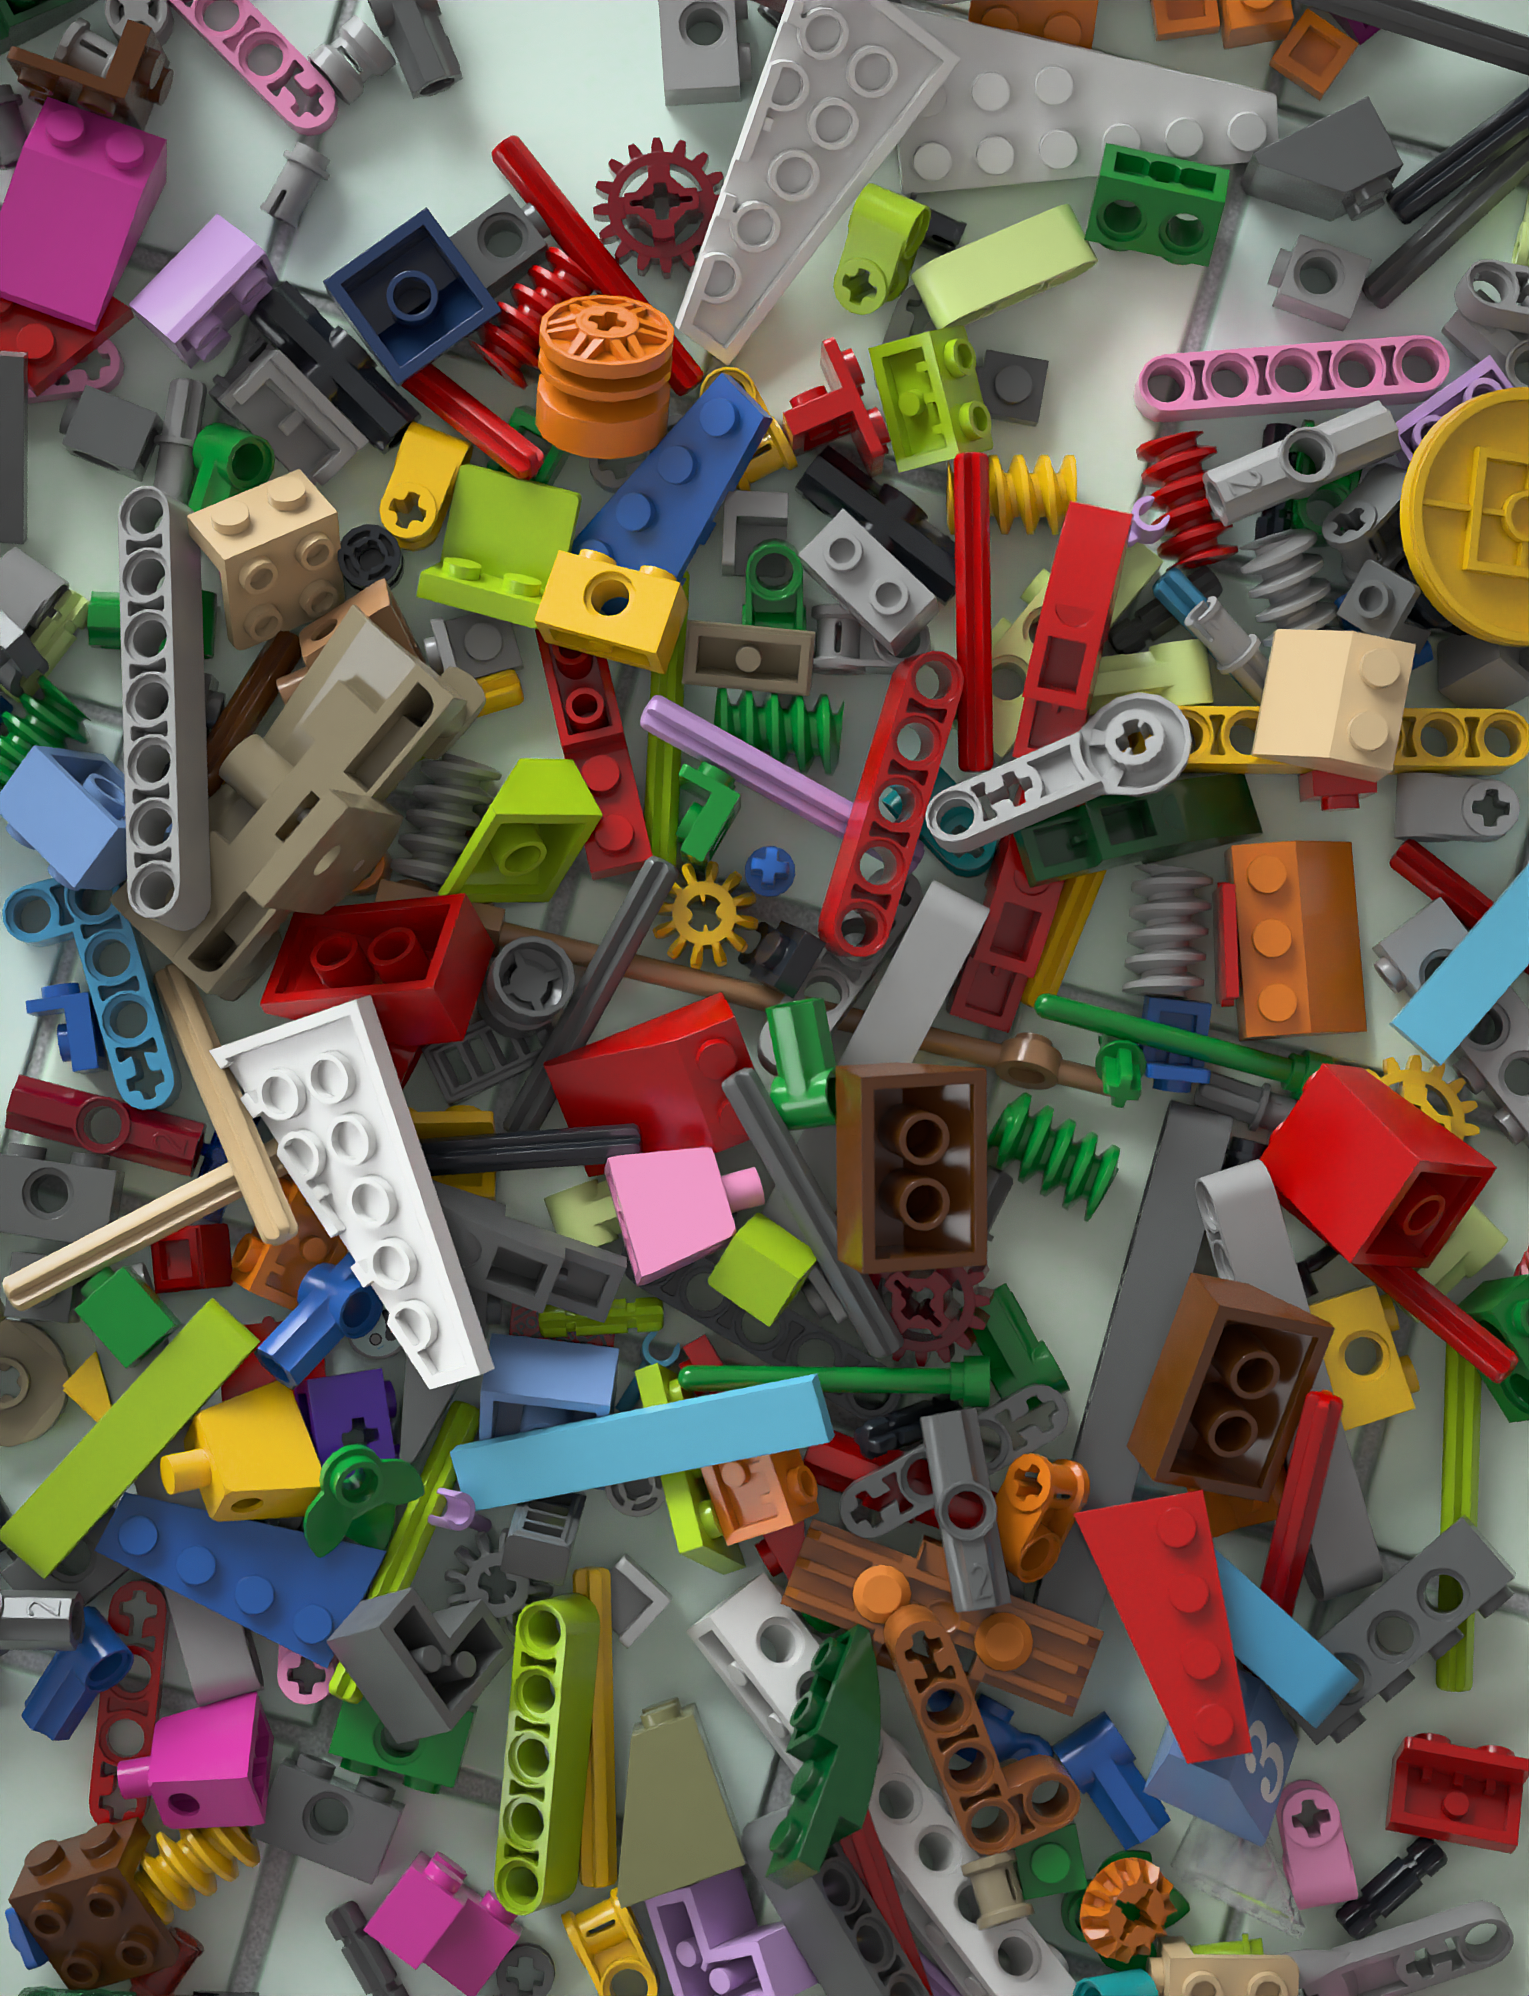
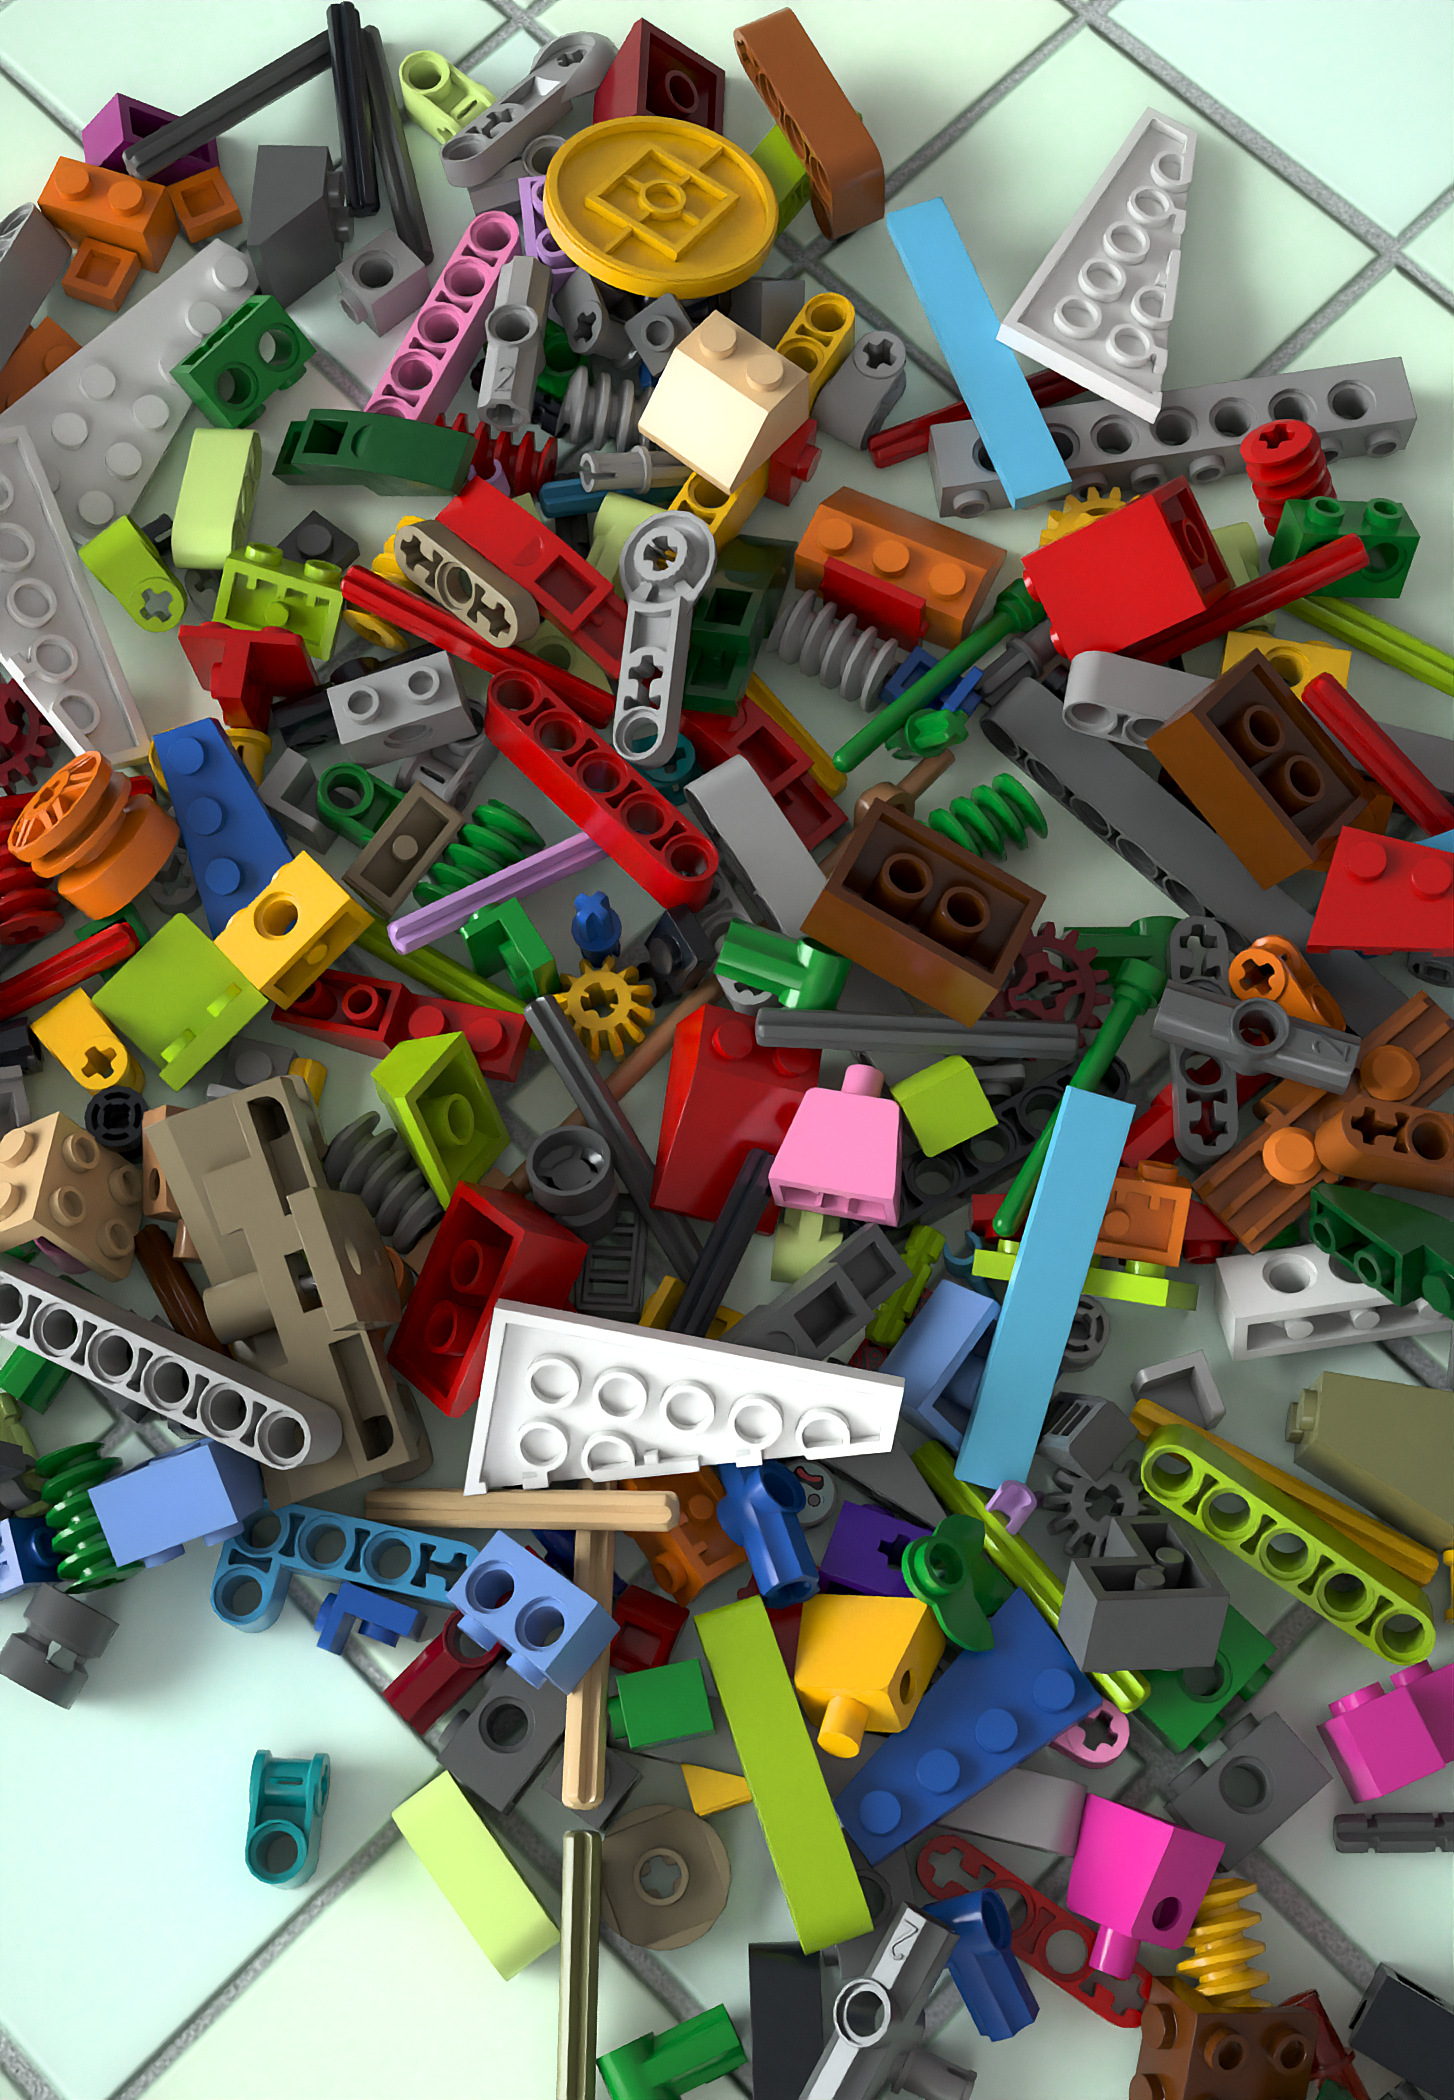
camera: 55 degrees left, 15 degrees down
(147, 1169) = (538, 1606): none -> medium blue brick
(900, 1426) = (1146, 1070): black axle -> none
(1013, 604) = (433, 560): none -> dark tan beam
(1113, 398) = (375, 451): none -> dark green slope

